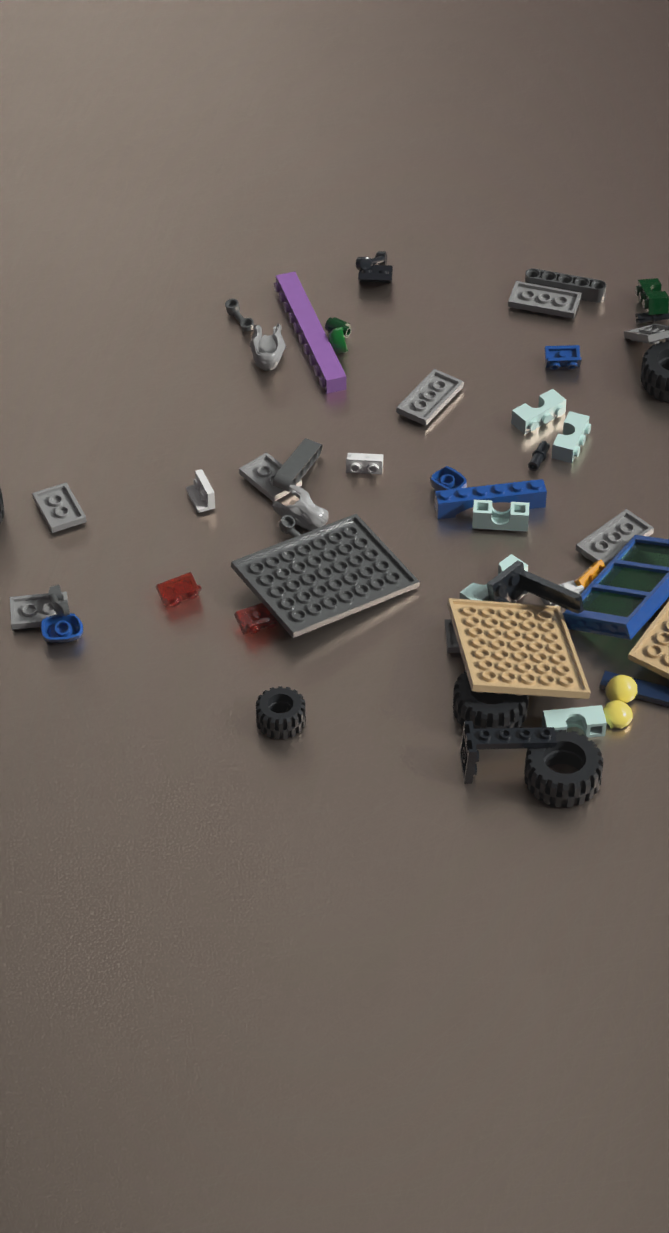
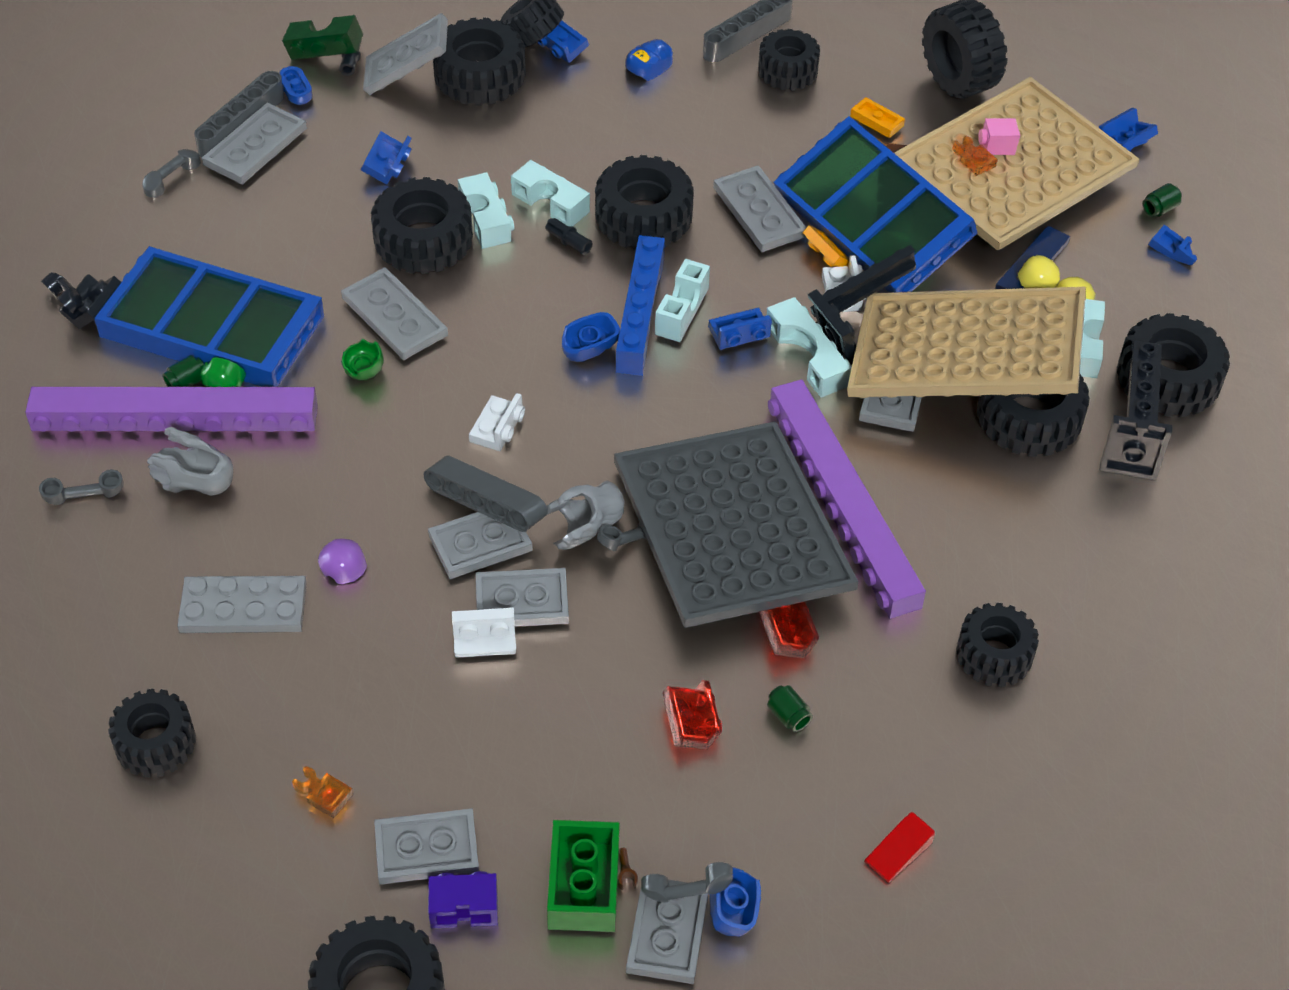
camera: 75 degrees left, 5 degrees up
(30, 527) = (463, 899): none -> dark purple brick
(57, 565) = (583, 876): none -> green brick
(65, 587) = (626, 871): none -> reddish brown hand
(79, 462) = (324, 794): none -> clear orange plate
(89, 388) = (144, 713): none -> black tyre
(124, 697) = (901, 847): none -> red slope
(189, 400) = (242, 604): none -> light grey plate
(200, 630) = (789, 708): none -> dark green brick
(233, 428) = (342, 561): none -> medium lavender hair
(236, 504) = (535, 595): none -> light grey plate
(372, 626) = (846, 500): none -> medium lavender brick
(382, 393) = (362, 360): none -> green hair
(387, 325) = (208, 312): none -> window
(486, 272) = (153, 181): none -> dark grey bar
(492, 548) = (740, 328): none -> blue bracket
(503, 370) = (428, 247): none -> black tyre
(578, 493) = (643, 180): none -> black tyre
(608, 301) = (296, 85): none -> blue plate

